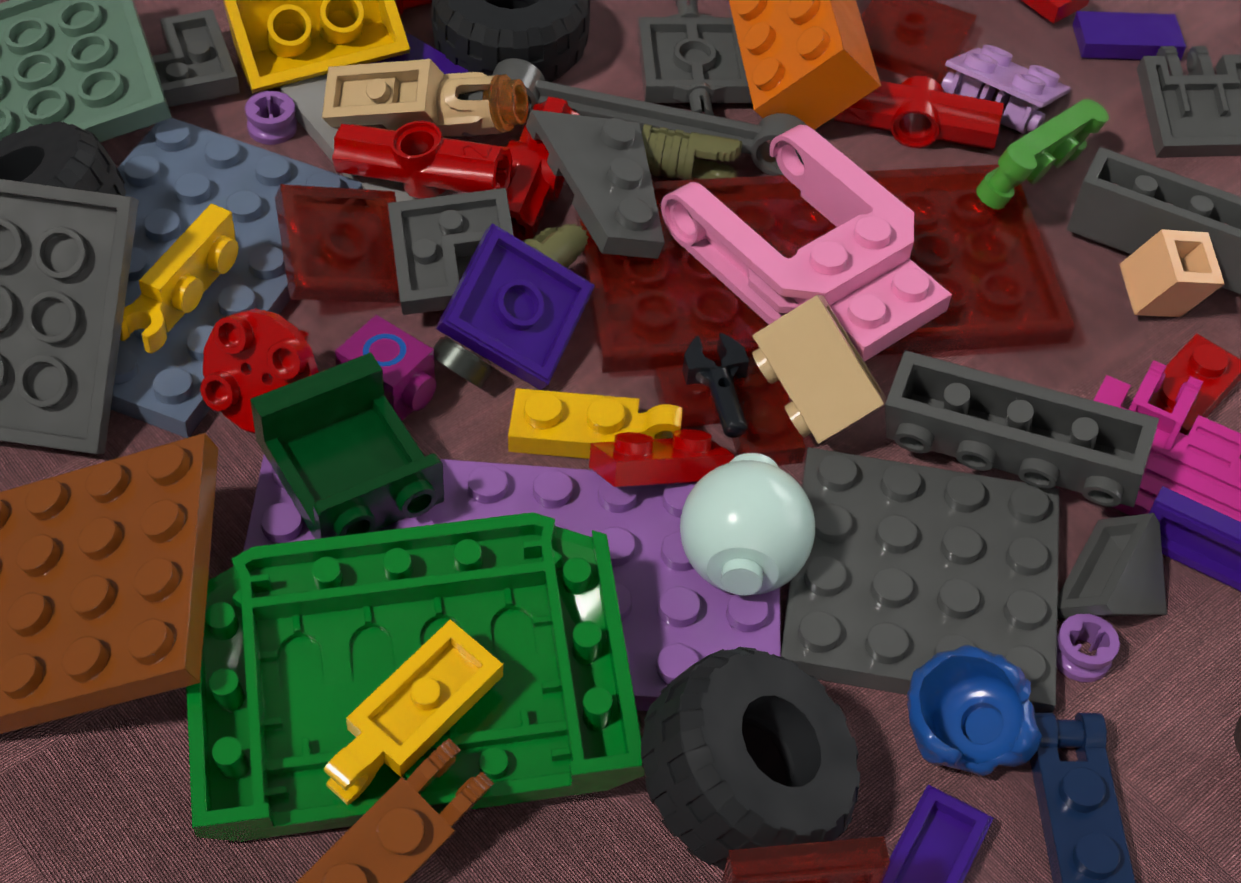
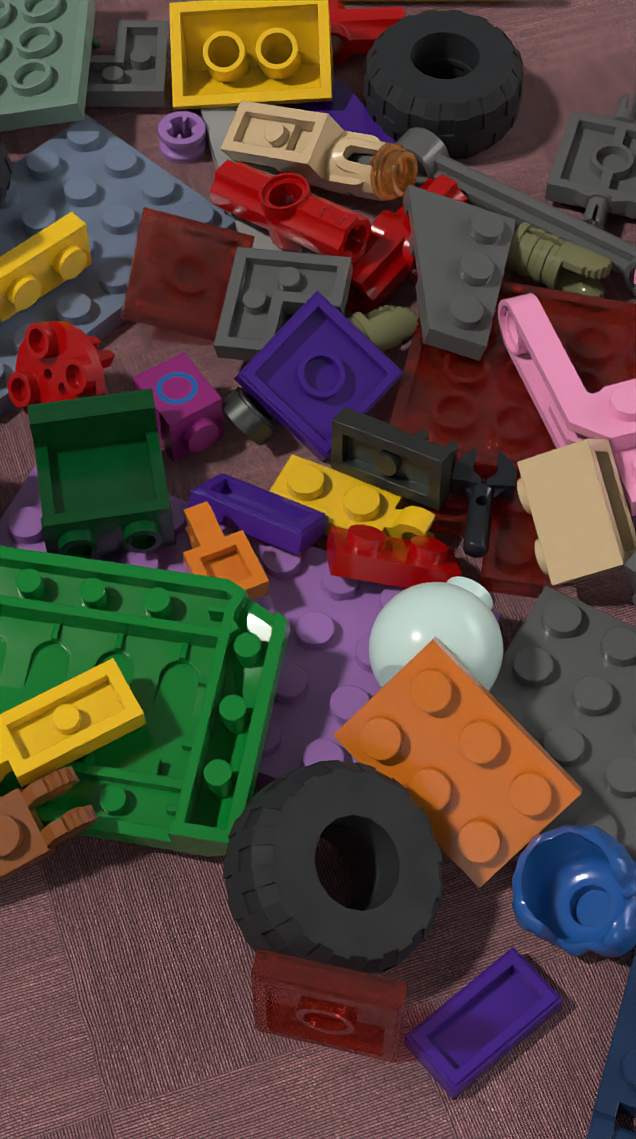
camera: 25 degrees right, 5 degrees up
(498, 495) = (222, 555): none -> orange plate
(512, 449) = (261, 513): none -> dark purple tile
(622, 364) = (392, 458): none -> pearl dark grey plate
(821, 614) = (460, 760): none -> orange plate

